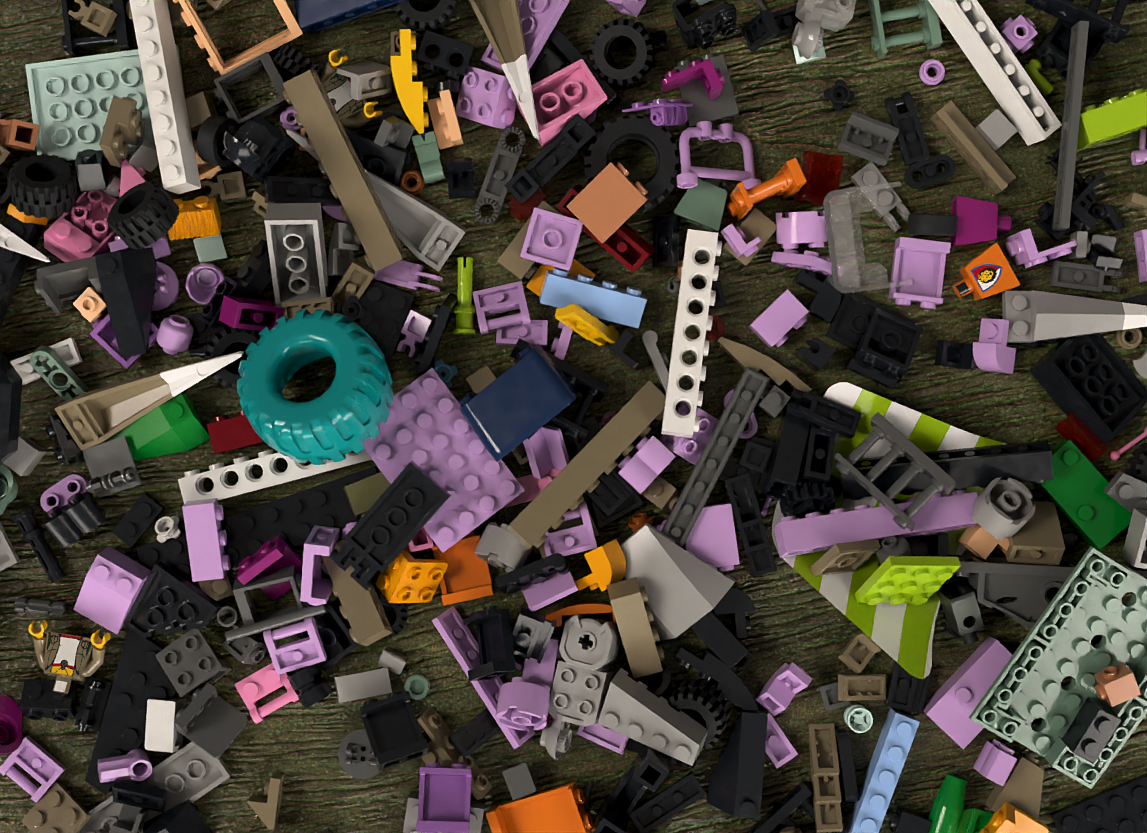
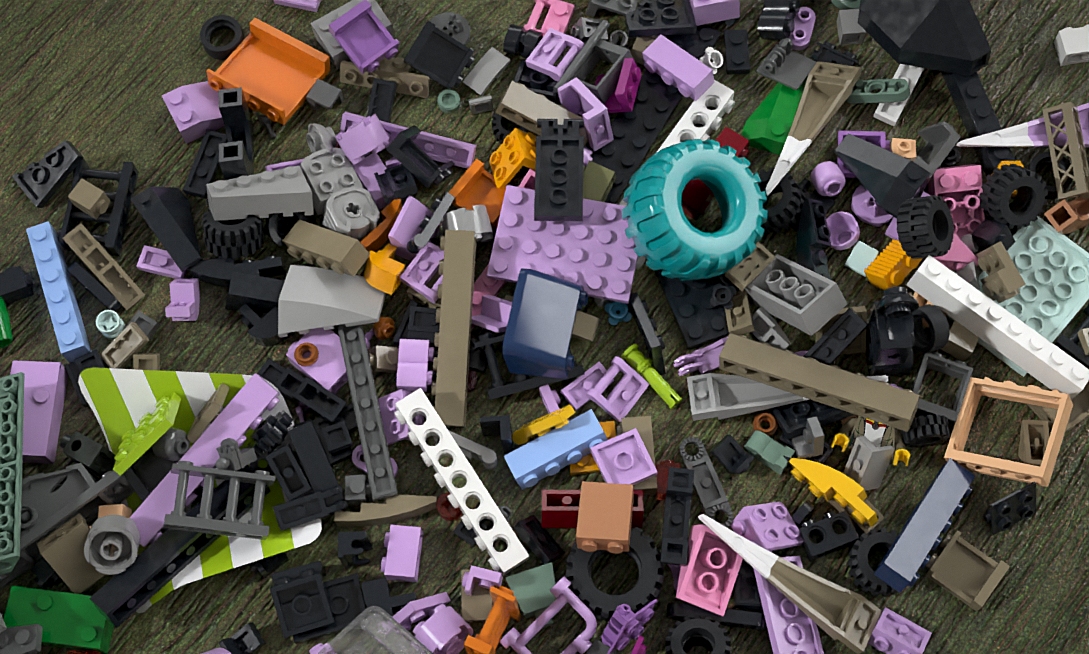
camera: 150 degrees right, 20 degrees down
(249, 313) = (788, 229): magenta brick -> none
(415, 330) = (666, 324): lavender plate -> none
(445, 121) = (781, 488): light nougat bracket -> none
(732, 547) = (303, 348): none -> dark orange plate
(855, 498) = (232, 457): none -> dark grey piece

